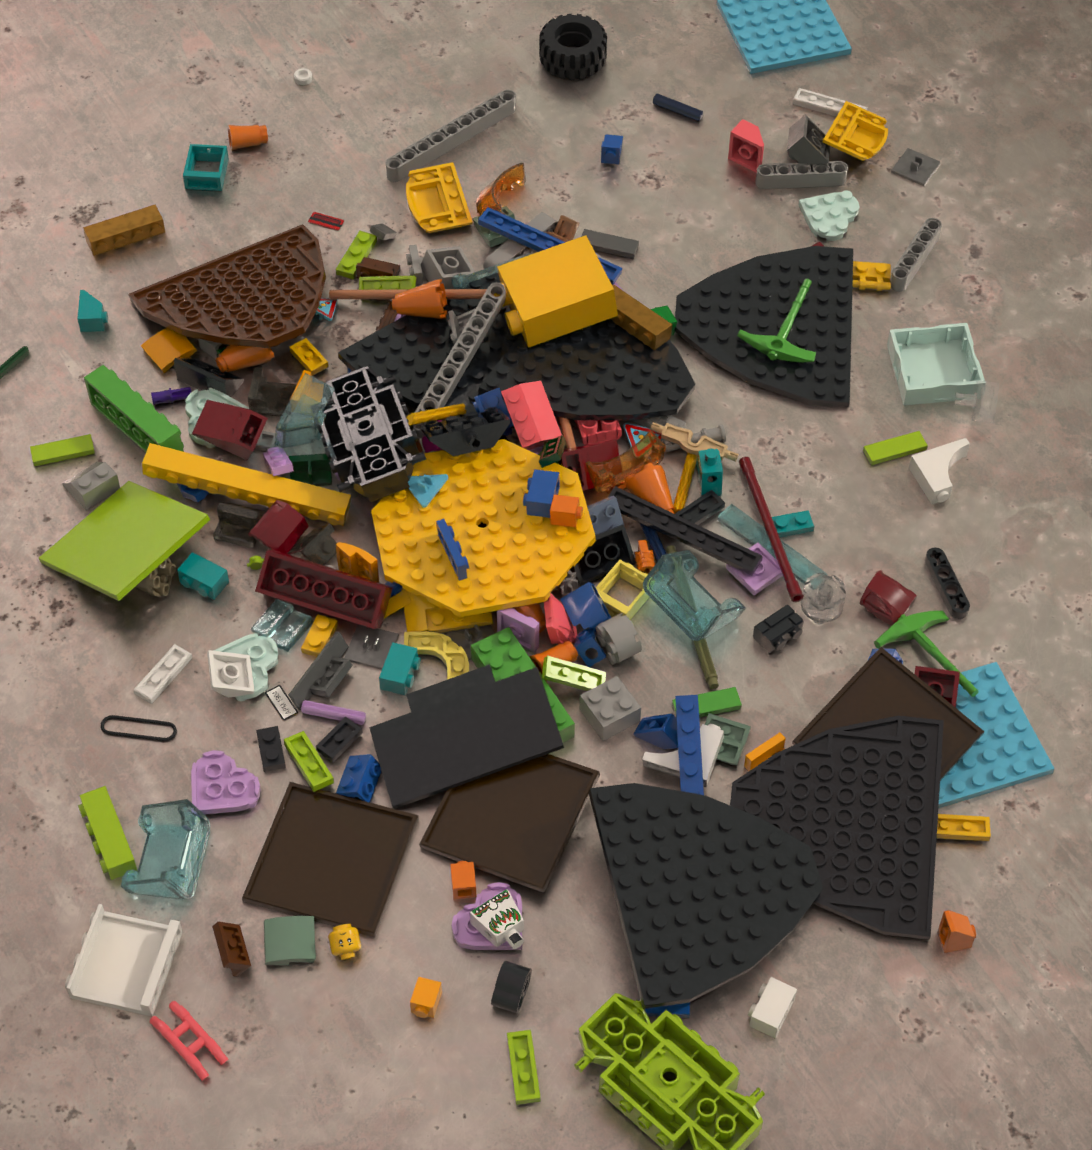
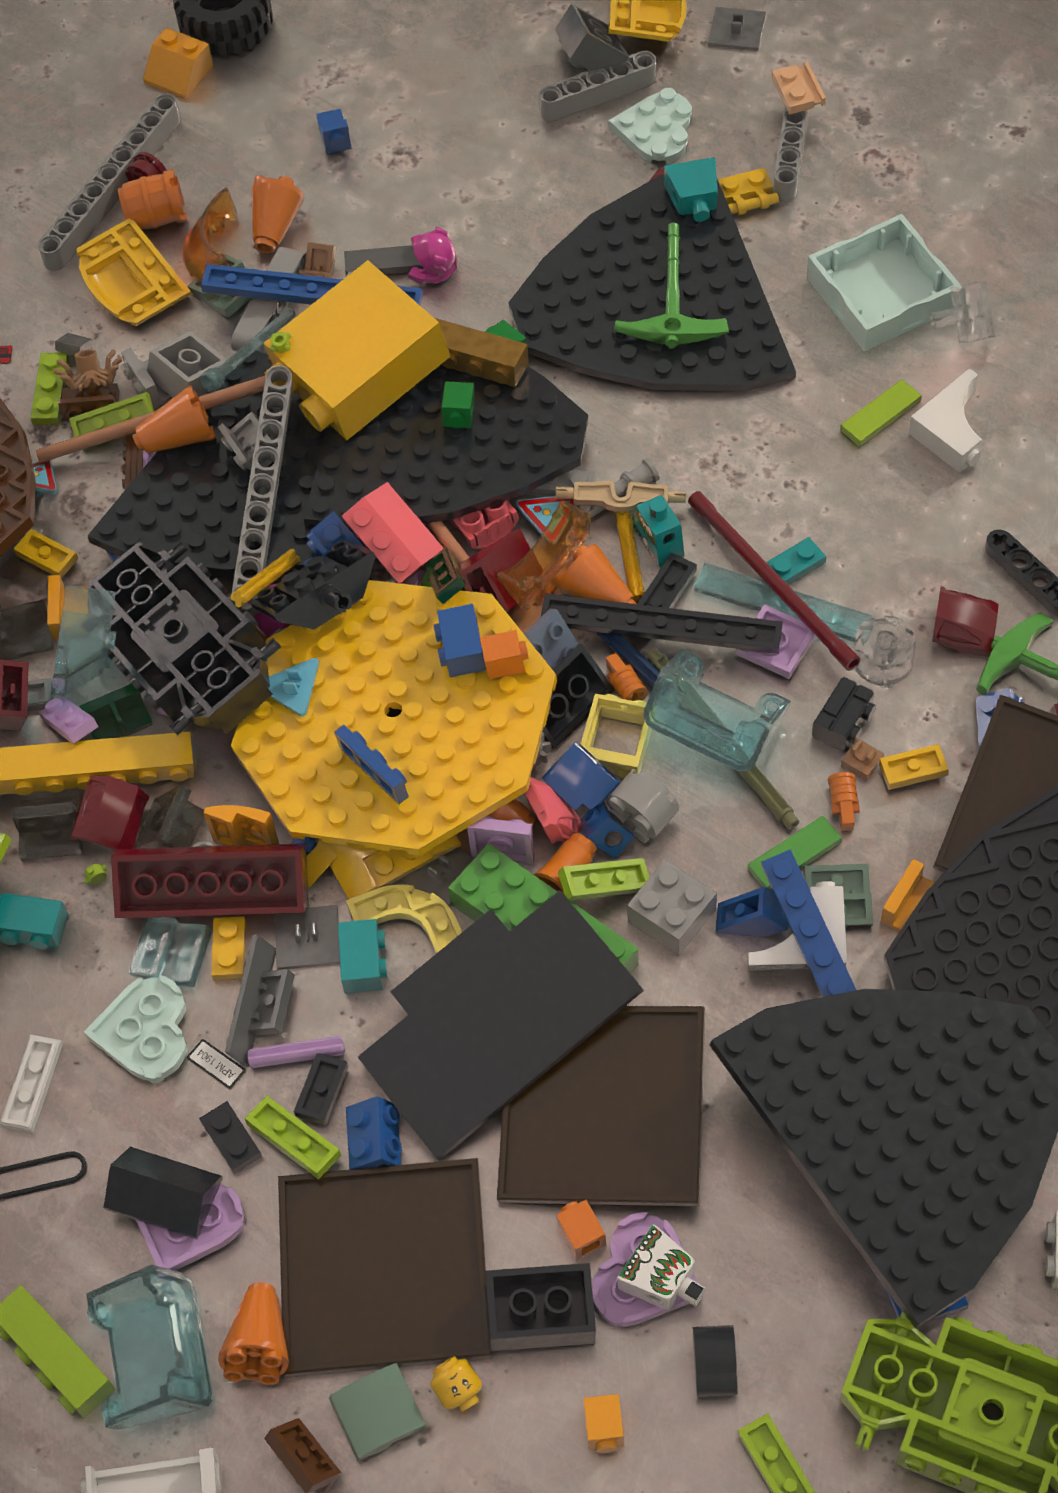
camera: 15 degrees left, 5 degrees up
(212, 762) = (161, 1191): none -> black slope
(230, 673) = (131, 1051): white slope -> none
(233, 870) = (256, 1339): none -> orange cone
(385, 250) = (89, 370): none -> medium nougat animal
(416, 914) = (540, 1307): none -> black brick
(472, 156) = (153, 200): none -> orange piece
(476, 137) = (144, 166): none -> dark red wheel
(507, 269) = (280, 342): none -> lime piece
(528, 73) = (177, 63): none -> light orange slope
(548, 187) = (273, 210): none -> orange cone
(610, 348) = (458, 404): none -> green brick
(641, 250) = (435, 254): none -> dark pink helmet
(678, 107) = (395, 46): dark blue axle -> none
(746, 145) = (513, 70): coral slope -> none
(754, 681) = (844, 798): none -> orange hinge
(778, 661) = (862, 759): none -> medium nougat tile
(809, 677) = (913, 766): none -> yellow plate
(832, 259) = (692, 187): none -> teal torso
(935, 218) = (798, 88): none -> light nougat plate

